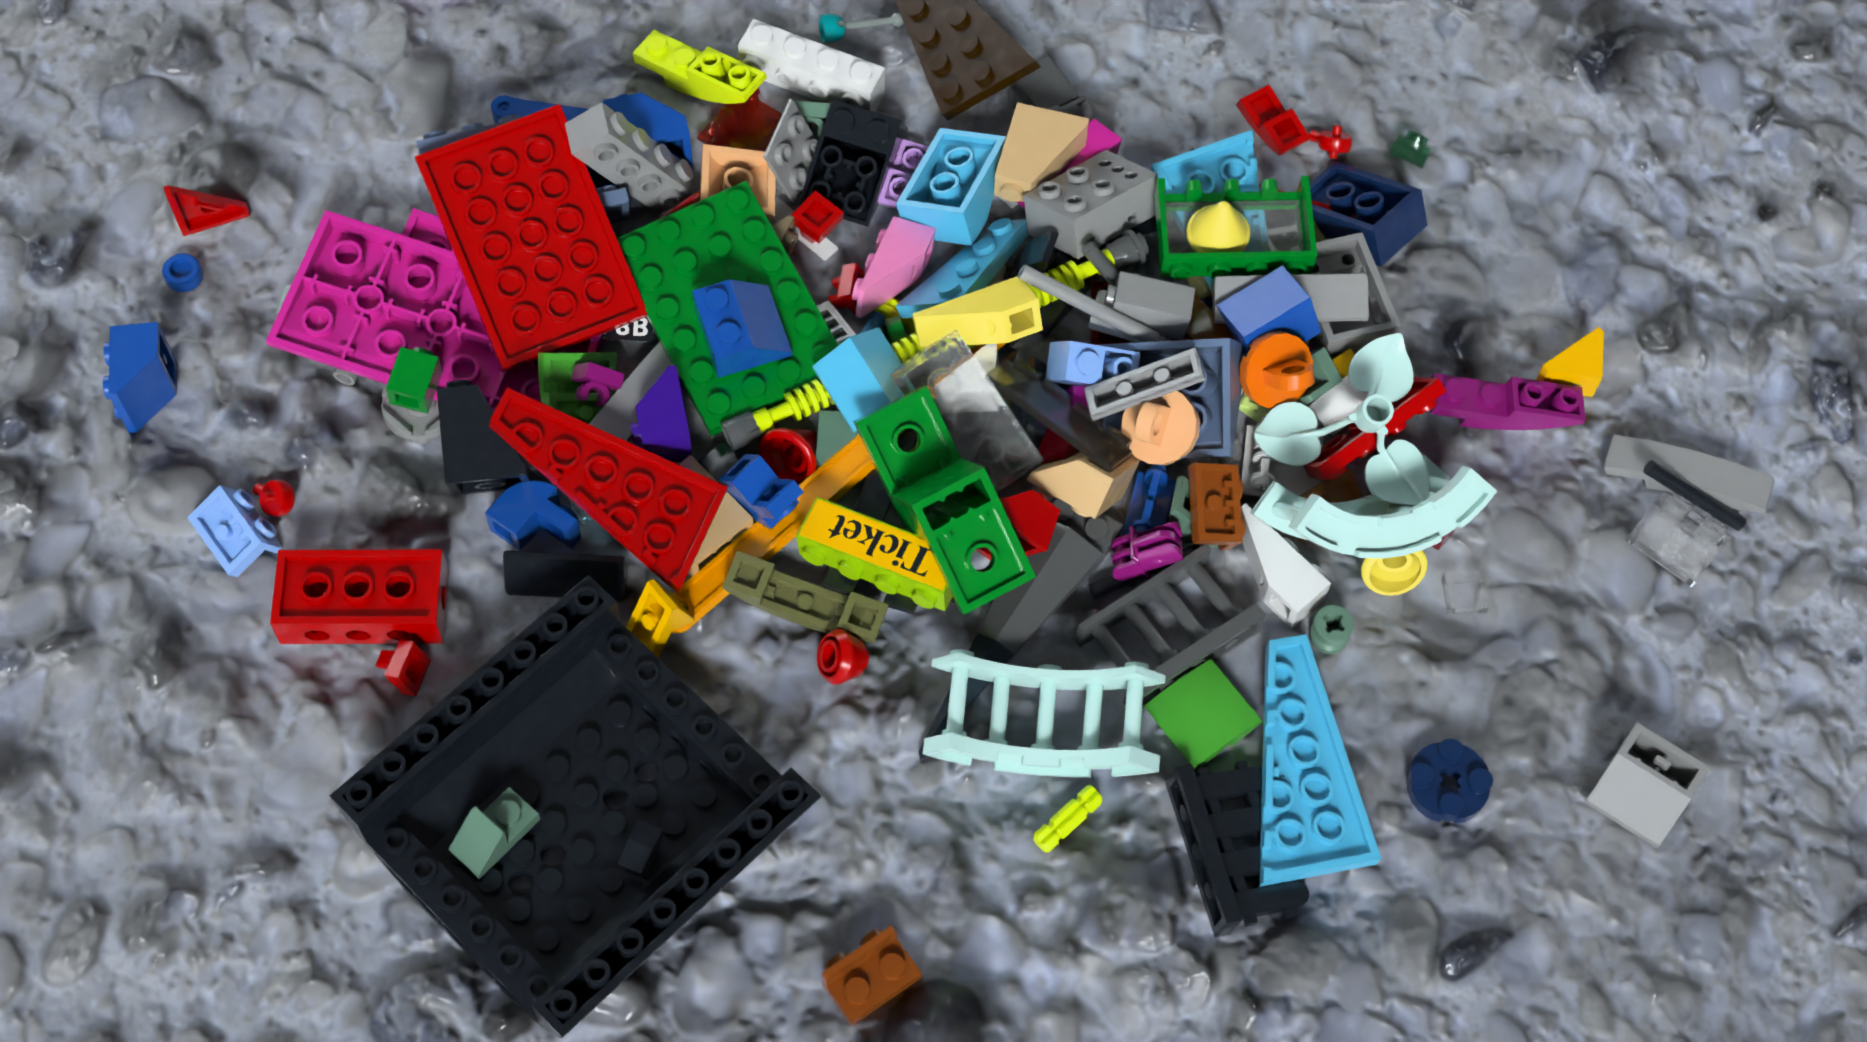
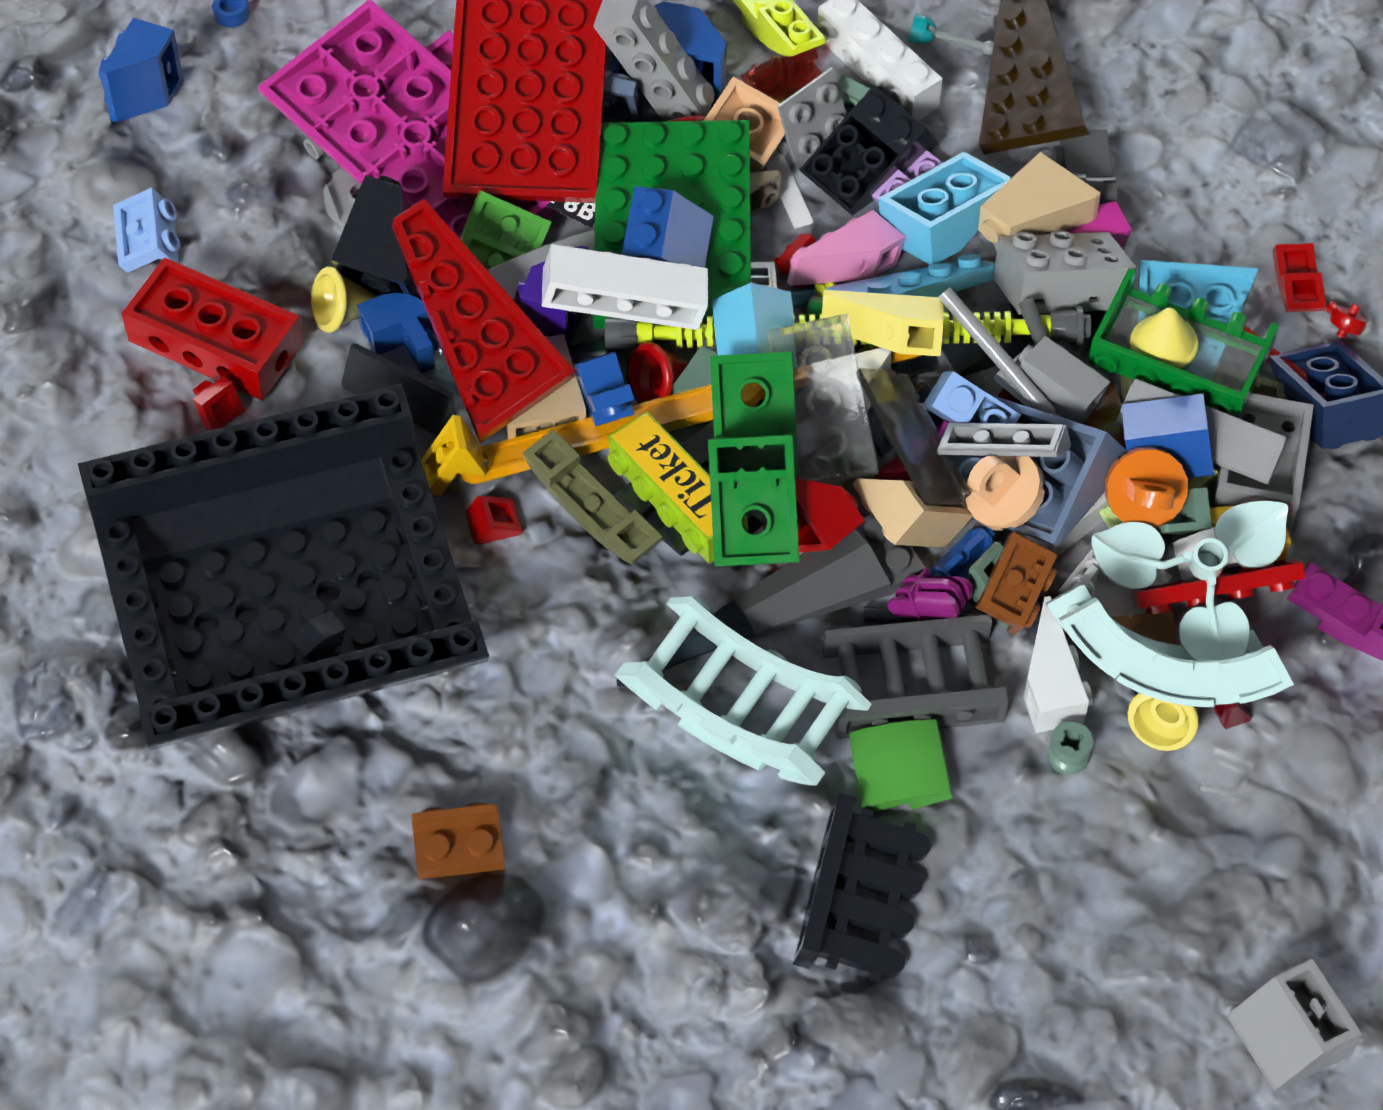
camera: 30 degrees right, 5 degrees down
(275, 497) = (195, 221): red piece -> none
(414, 379) = (356, 161): green brick -> none
(458, 515) = (336, 299): none -> light yellow hat
(492, 833) = (200, 568): sand green slope -> none
(596, 378) = (518, 233): magenta tile -> none
(721, 658) = (492, 519): none -> red slope
(735, 389) = (624, 287): none -> white brick
(817, 217) = (803, 184): red tile -> none
(841, 657) = (597, 564): red cone -> none
(1035, 253) = (986, 295): black slope -> none
(1067, 818) = (718, 796): neon yellow axle -> none
(1309, 793) = (959, 876): medium azure wing -> none
(1447, 804) = (1105, 911): dark blue plate -> none

